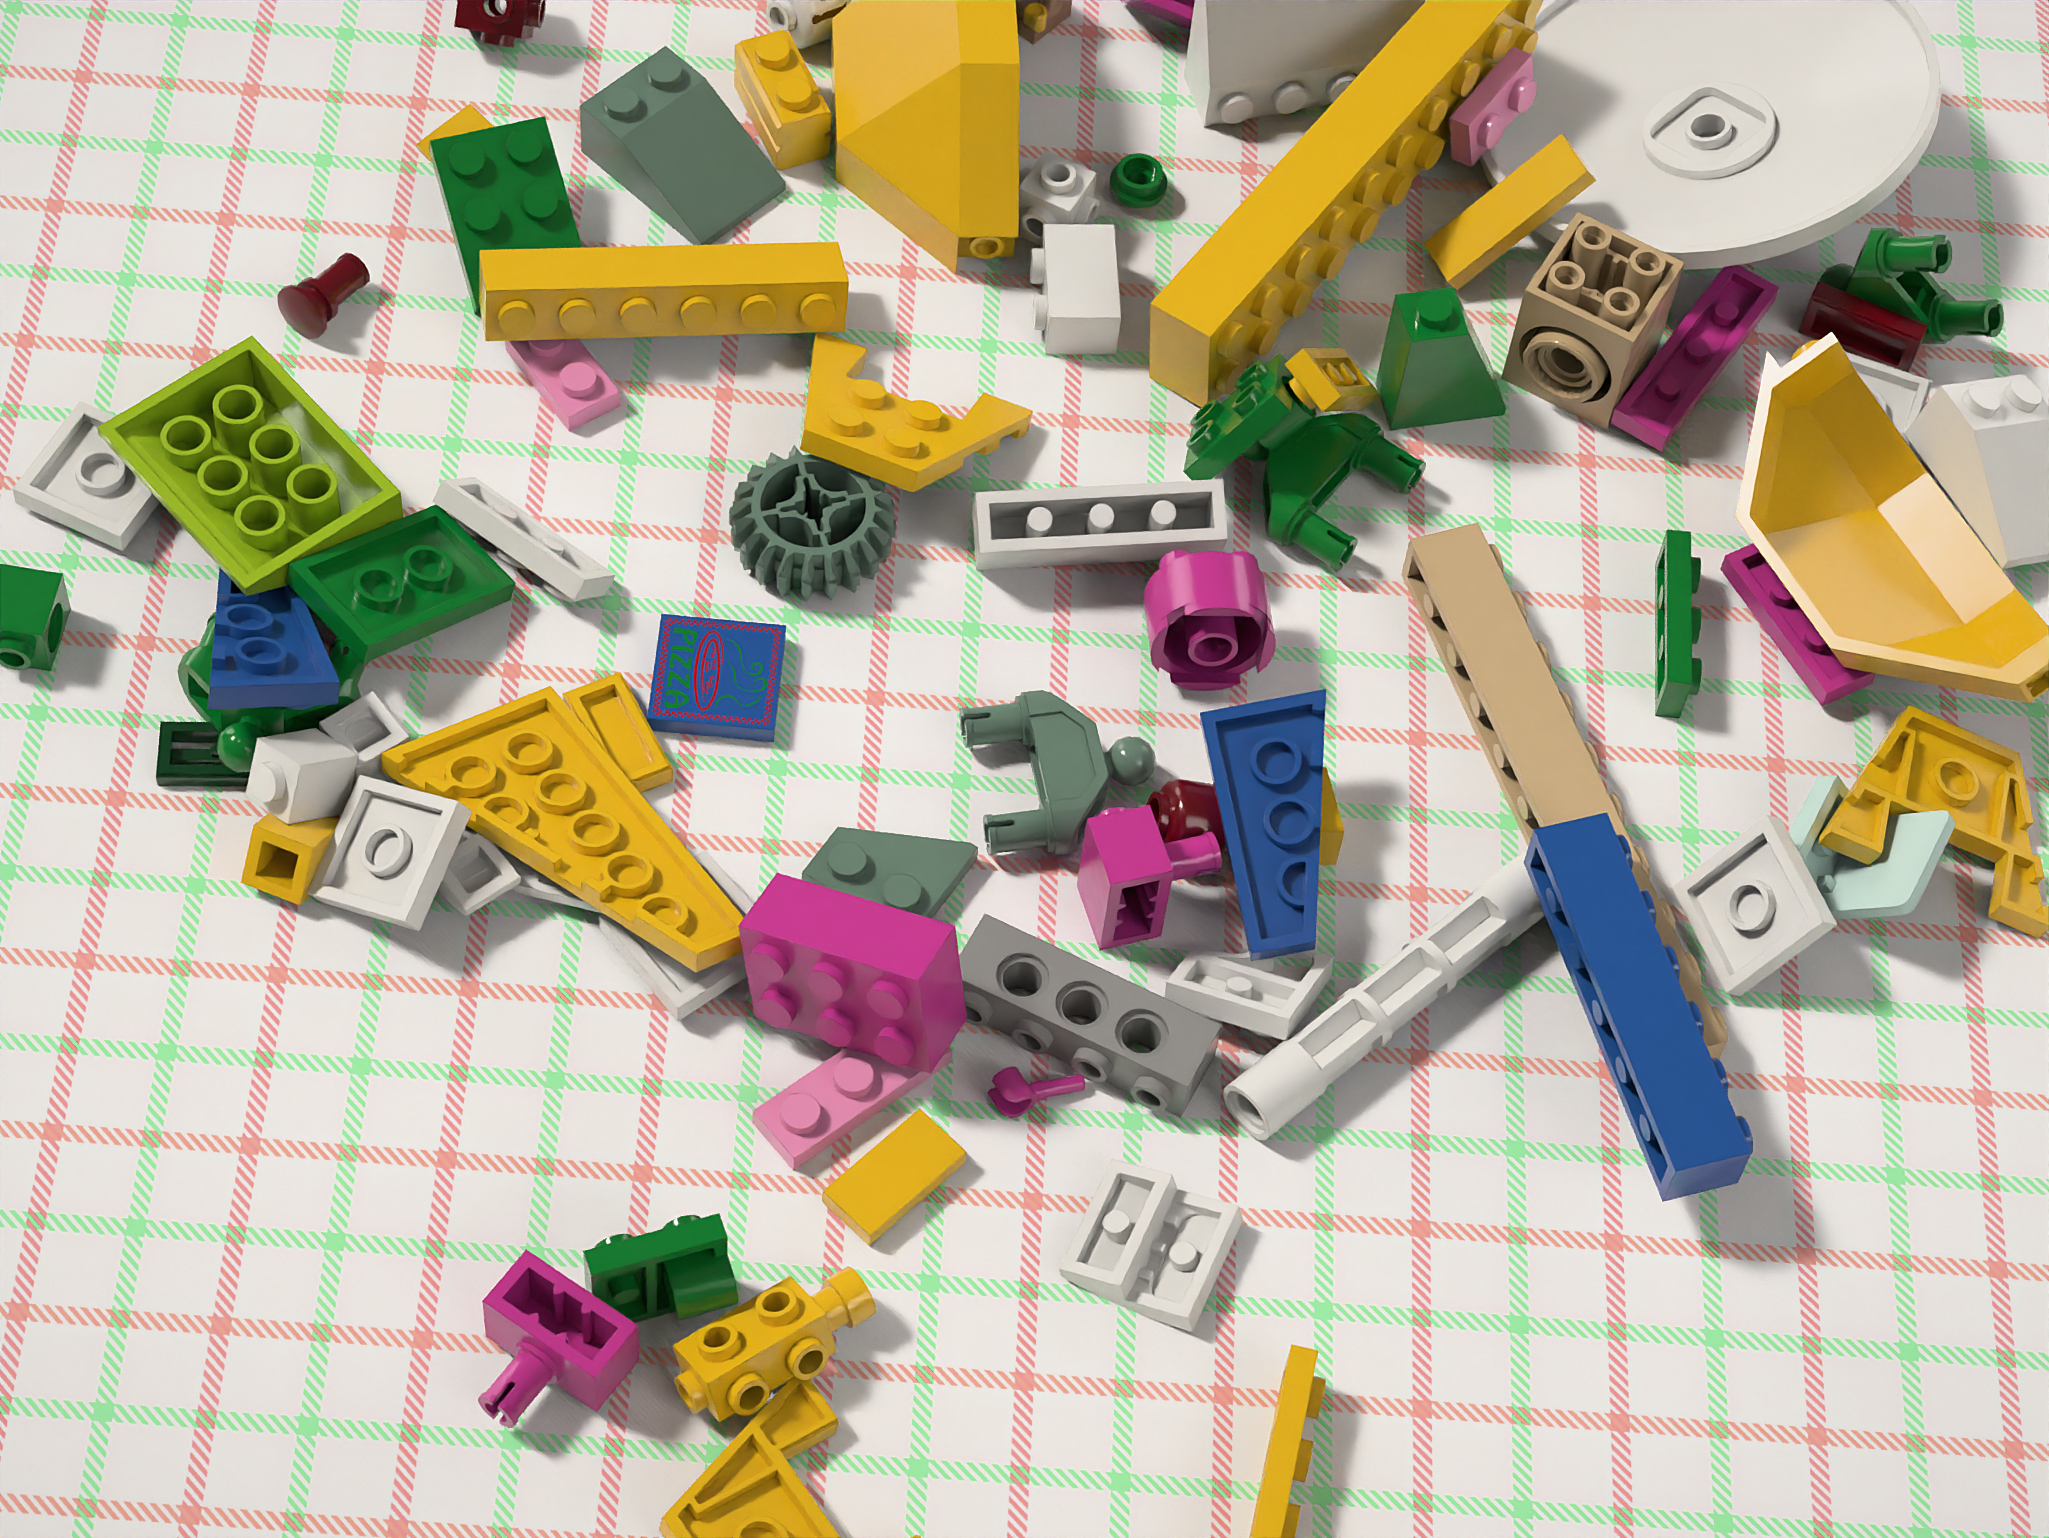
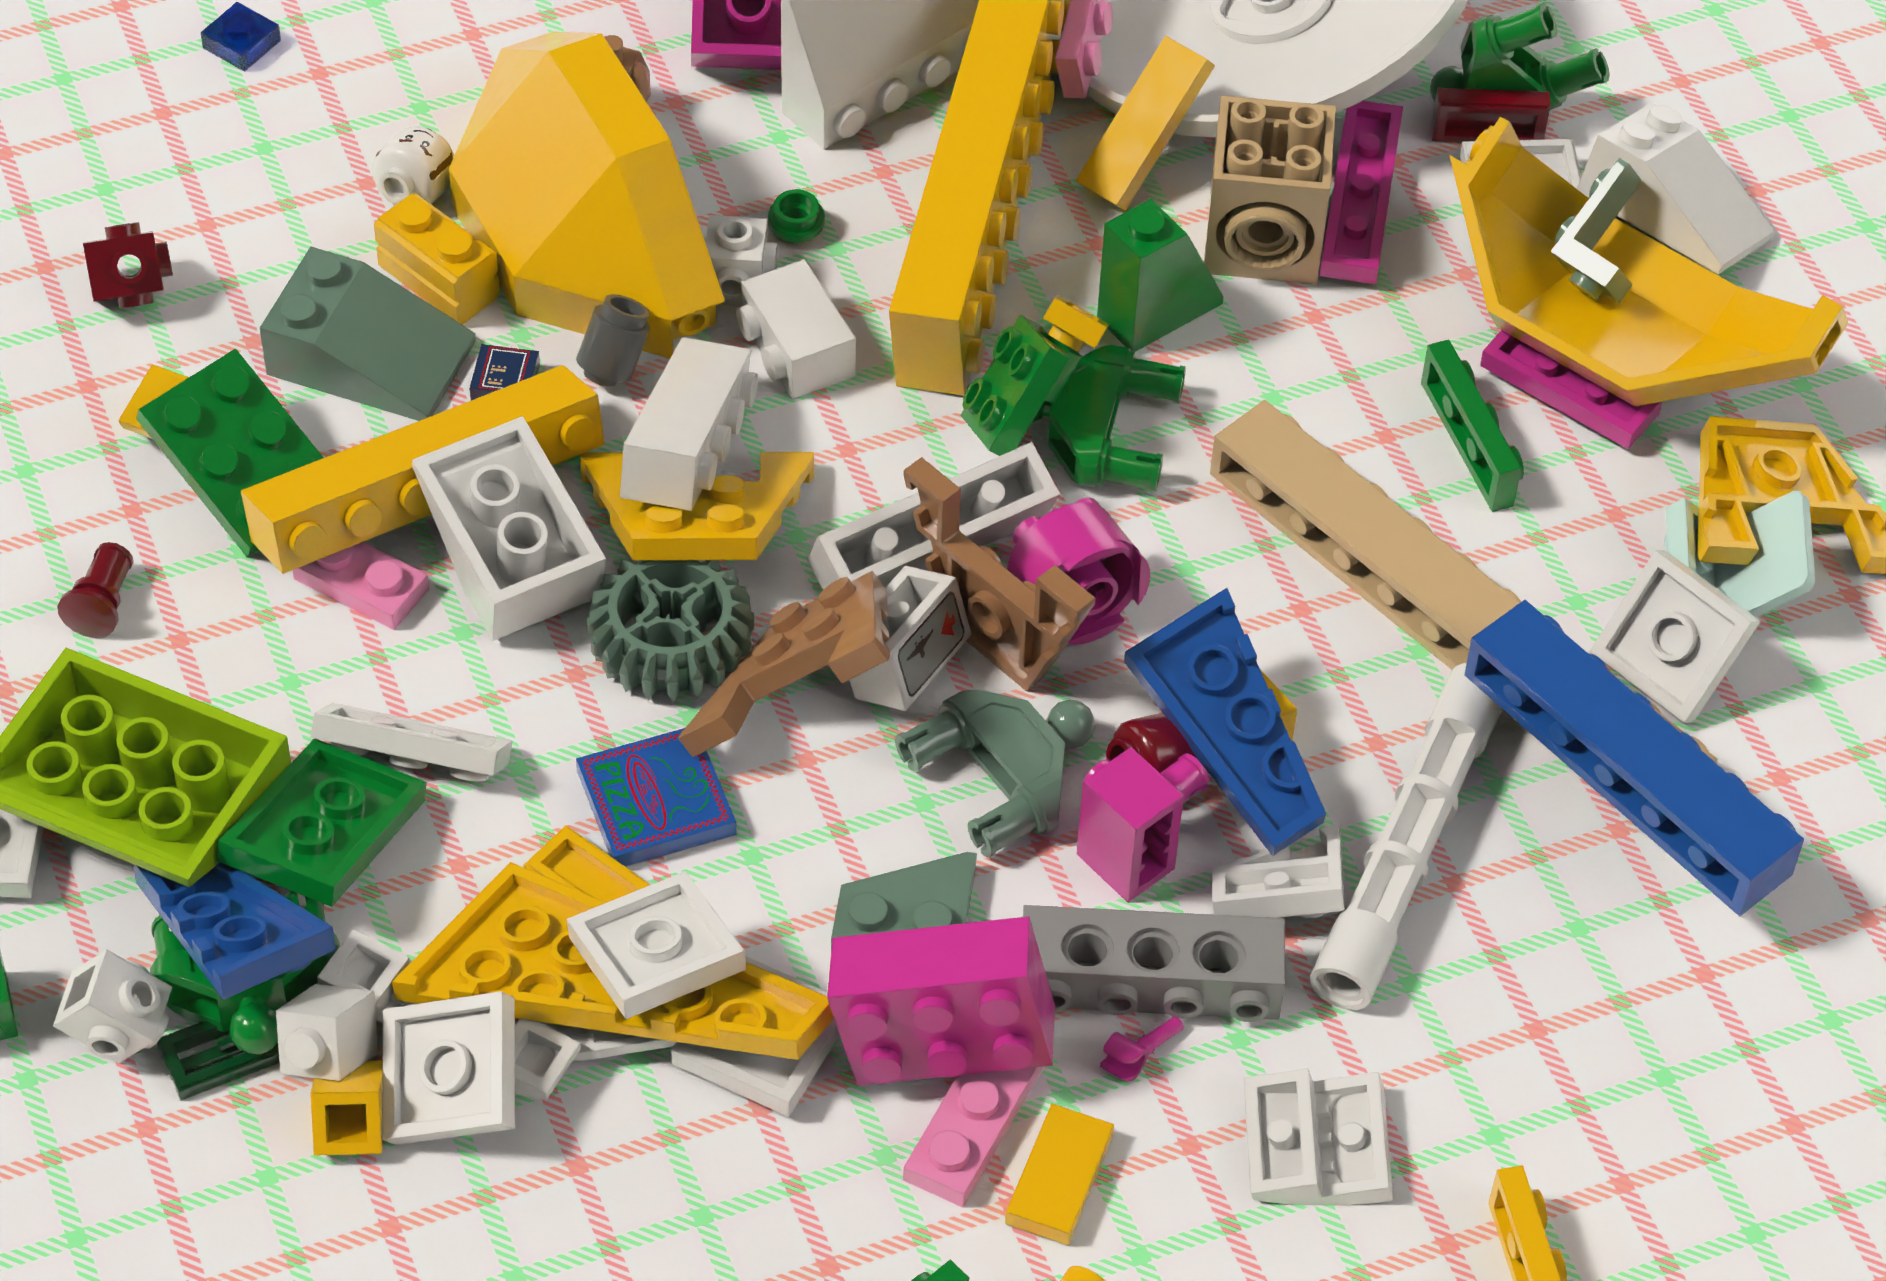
camera: 20 degrees left, 5 degrees down
(132, 678) = (113, 1007): none -> white brick
(621, 814) = (656, 944): none -> white plate
(705, 375) = (510, 528): none -> white slope
(790, 223) = (502, 367): none -> dark blue tile
(899, 236) = (614, 340): none -> dark grey brick
(916, 339) = (687, 424): none -> white brick
(919, 590) = (834, 630): none -> medium nougat wing
(1015, 619) = (925, 632): none -> white brick
(1123, 643) = (1010, 620): none -> medium nougat wing
(1887, 474) = (1582, 232): none -> sand green bracket

